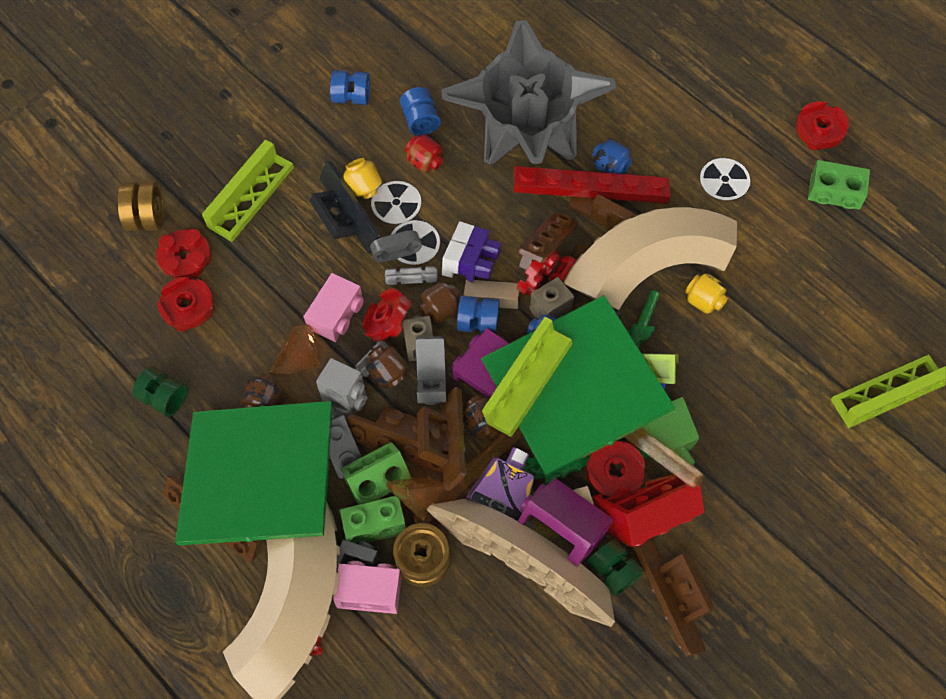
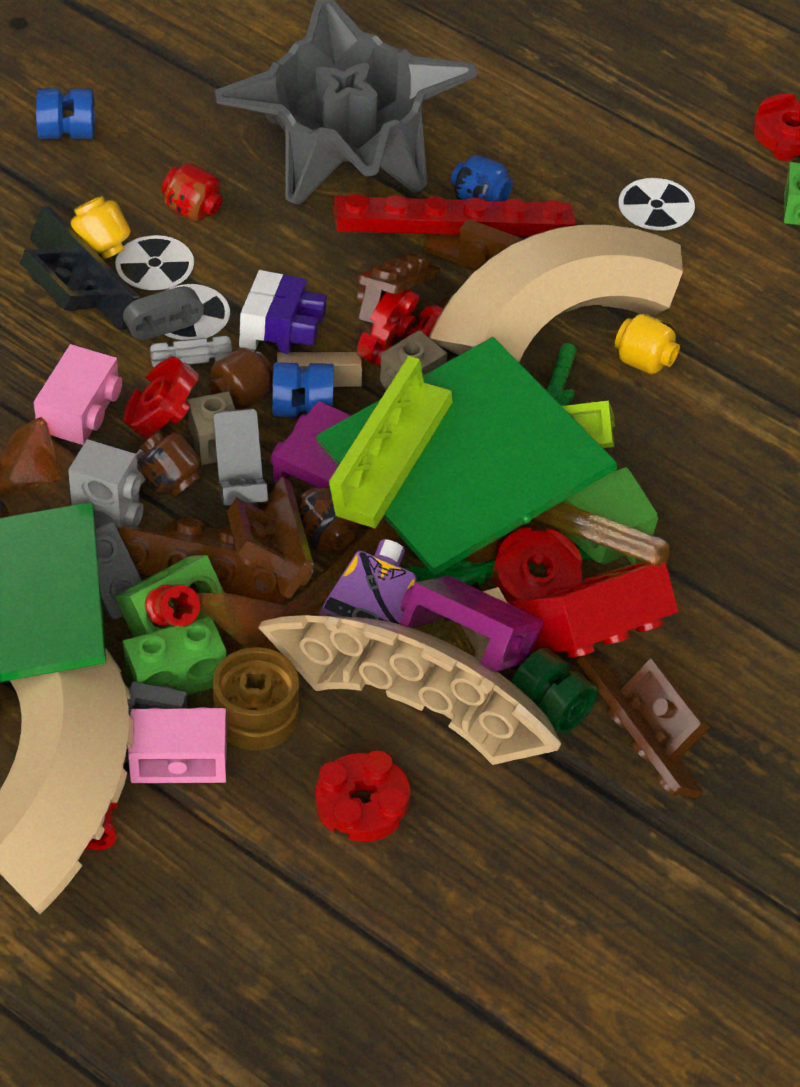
camera: 10 degrees left, 15 degrees down
(372, 489) = (182, 596): none -> red bush
(420, 111) = (178, 136): blue wheel -> none
(472, 646) = (368, 773): none -> red plate

